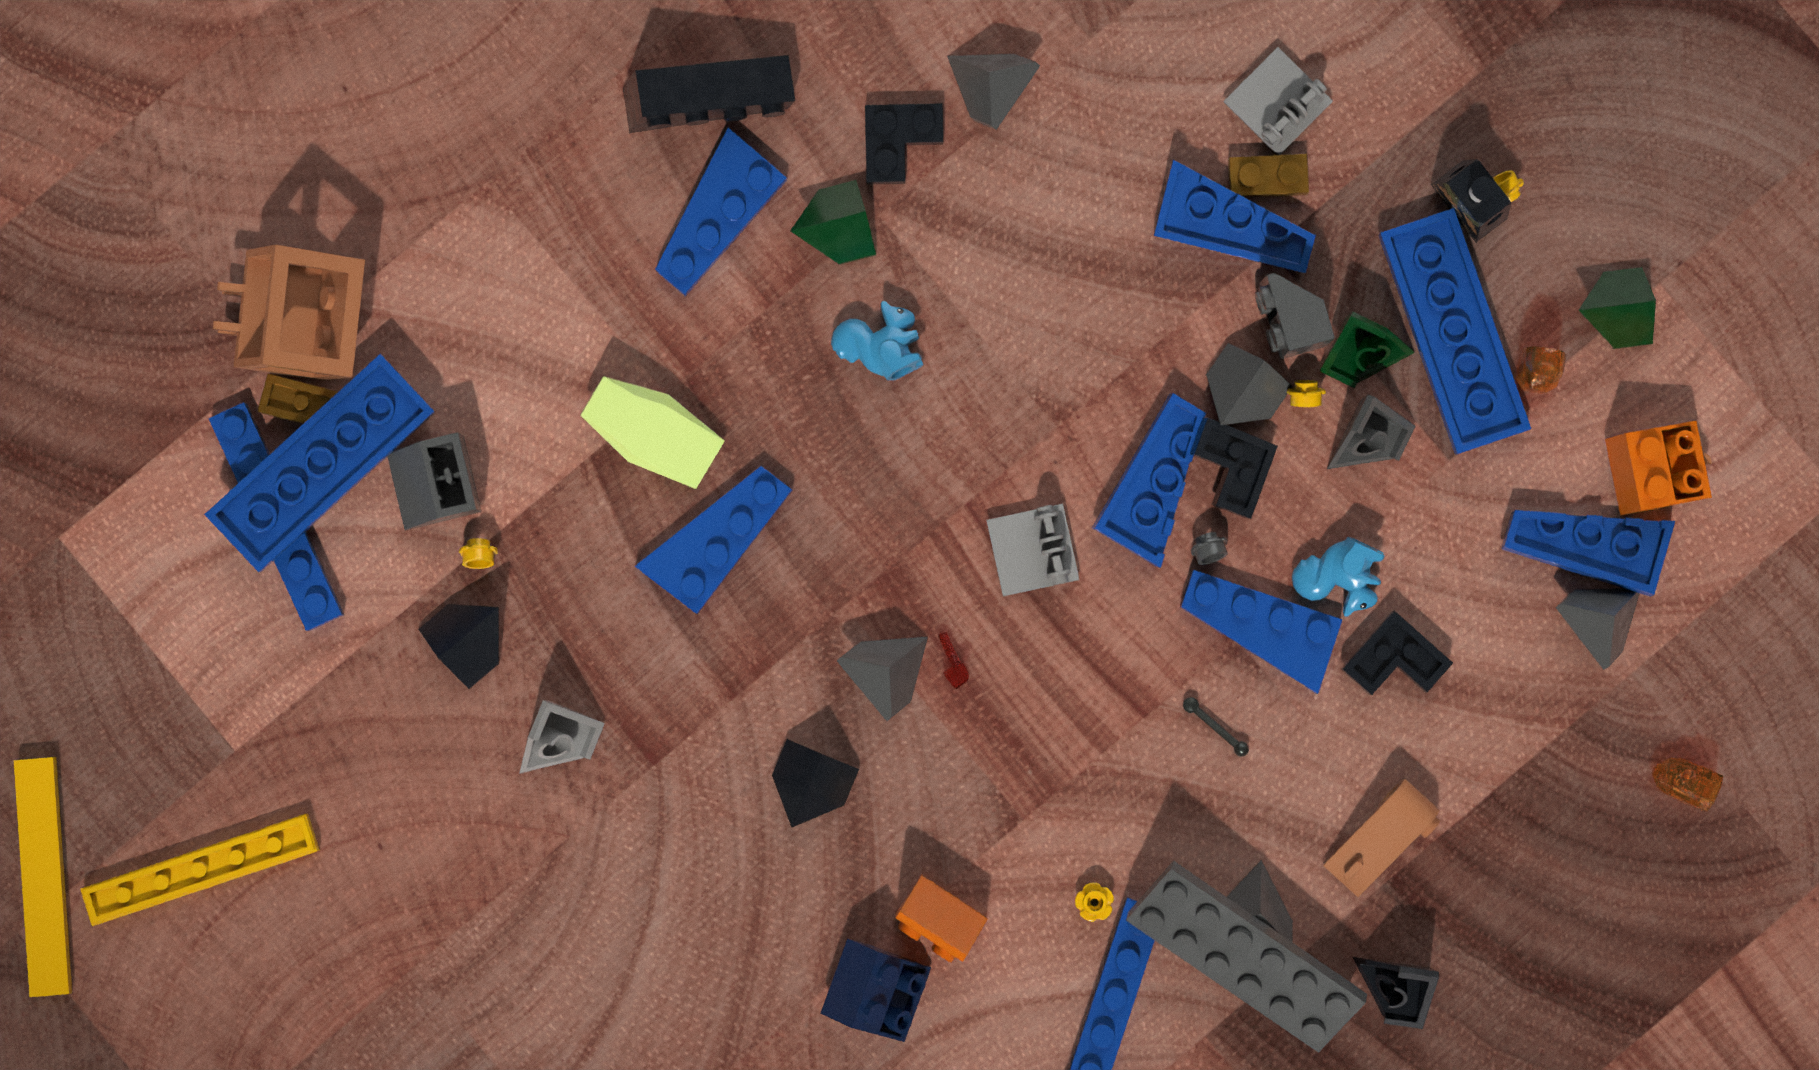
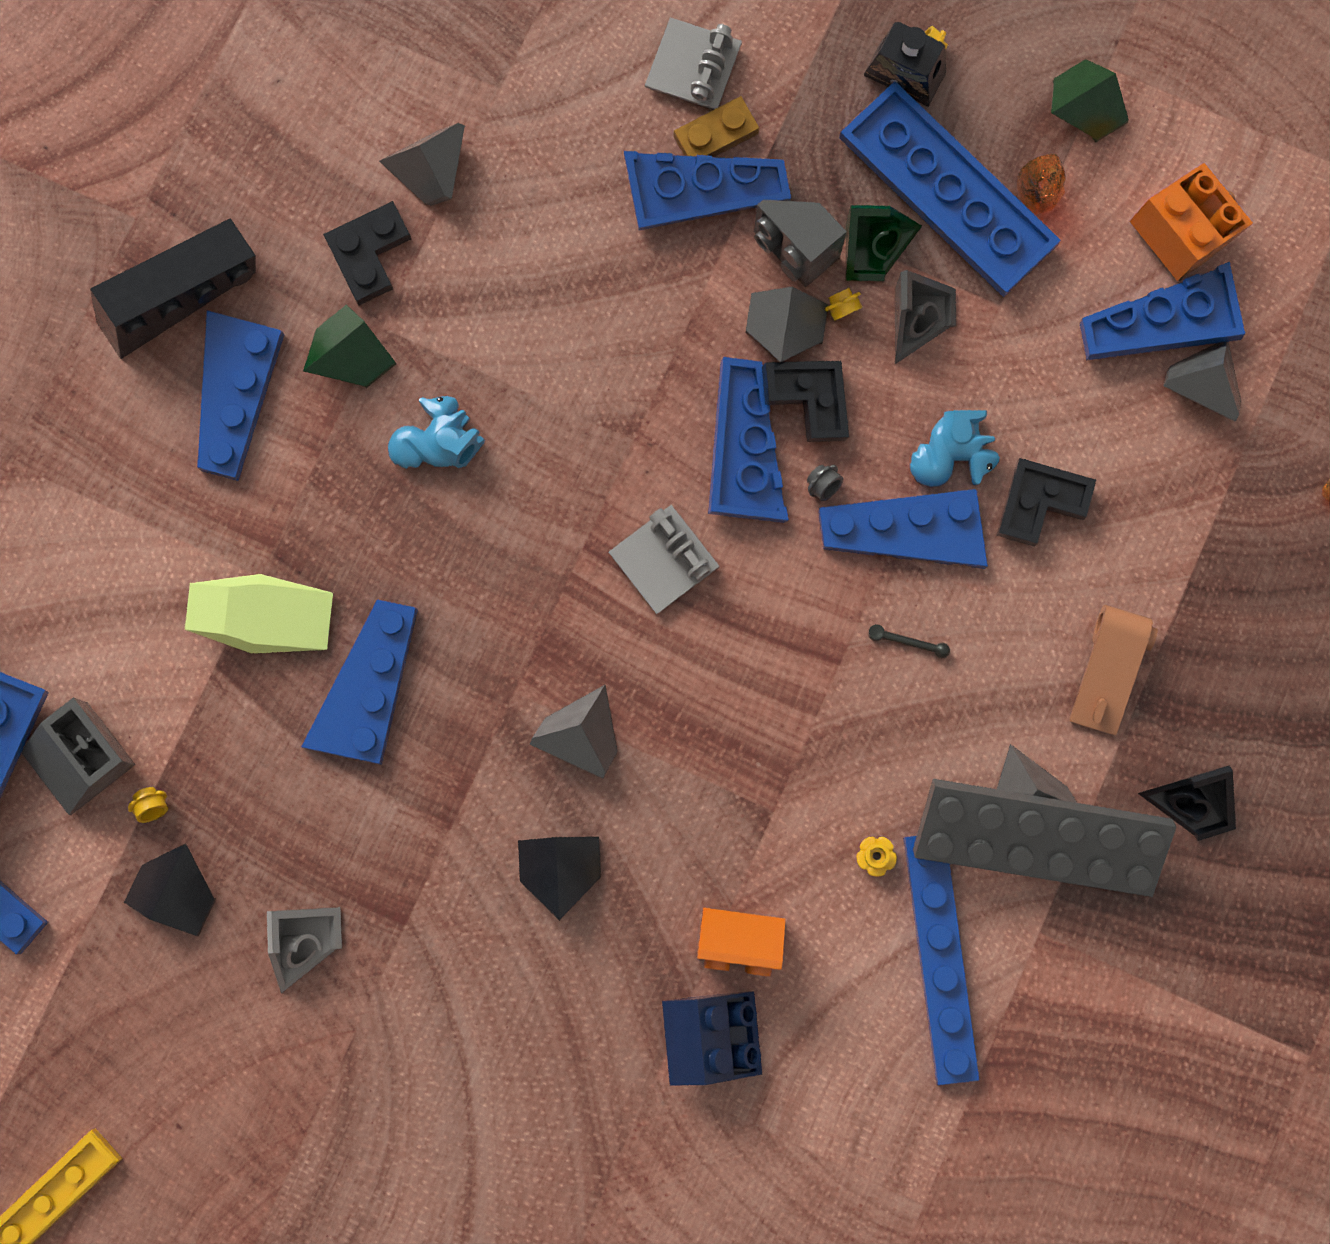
camera: 20 degrees left, 5 degrees down
(957, 673) = (648, 703): clear red hand -> none

